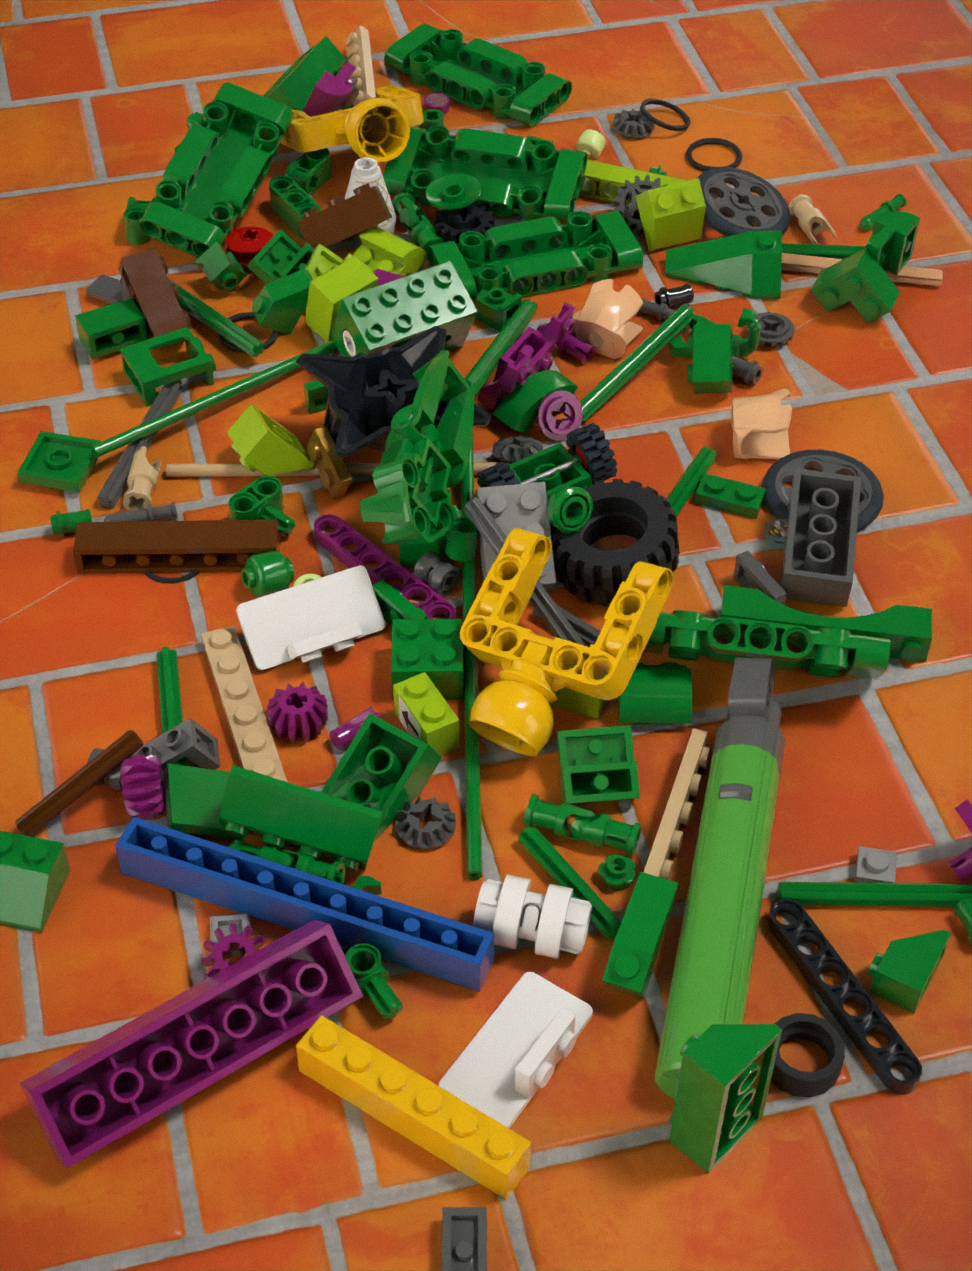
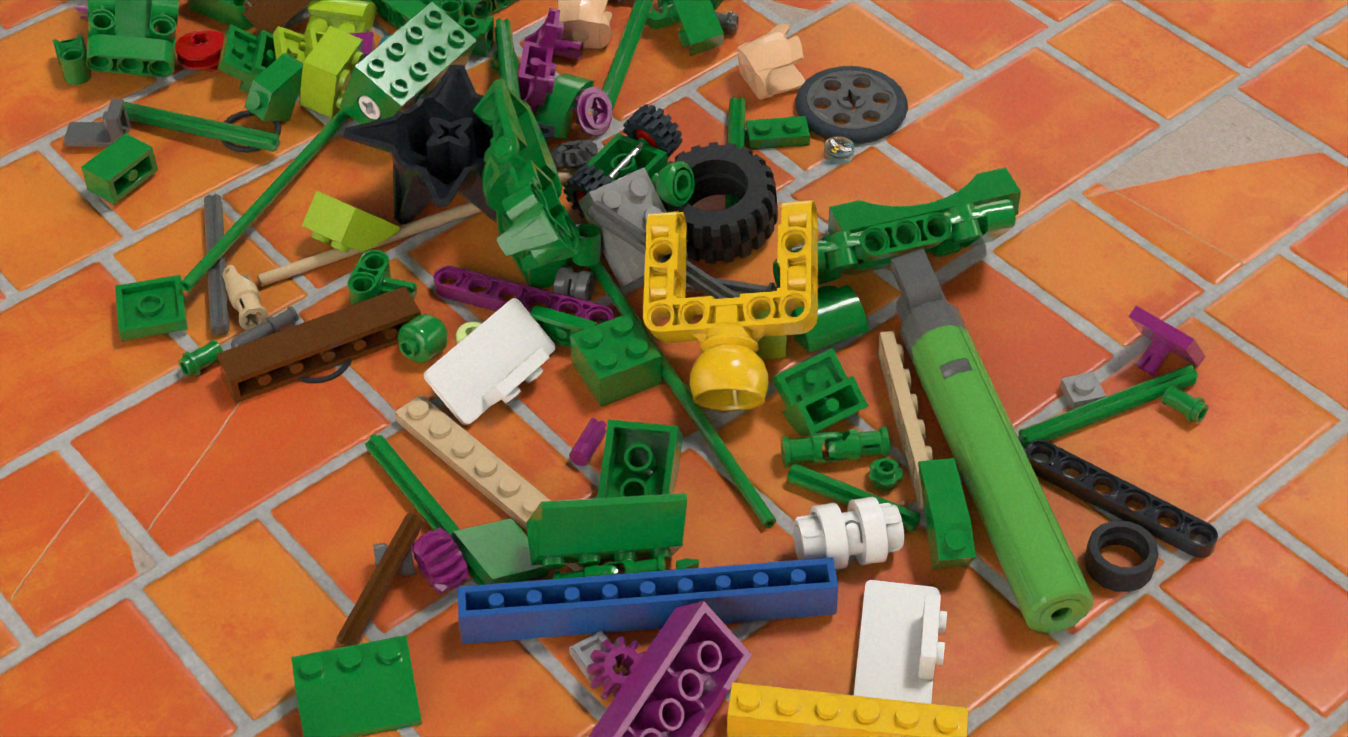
camera: 25 degrees left, 0 degrees up
(147, 375) = (185, 201): green window -> none
(152, 292) = (146, 119): reddish brown brick -> none
(184, 740) = (450, 509): dark grey bracket -> none
(221, 268) = (188, 79): green window -> none
(297, 712) = (530, 446): magenta gear -> none
(315, 396) = (362, 164): green plate -> none
(331, 467) = (416, 220): pearl gold plate -> none
(373, 981) = (747, 634): green axle -> none
(426, 713) = (645, 401): lime brick -> none
(435, 832) = (716, 496): dark grey gear -> none
(722, 1089) = (1094, 602): green slope -> none
(752, 574) = (841, 190): dark grey plate -> none
(820, 537) = (882, 140): dark grey brick -> none
(908, 968) = (1159, 458): green slope -> none

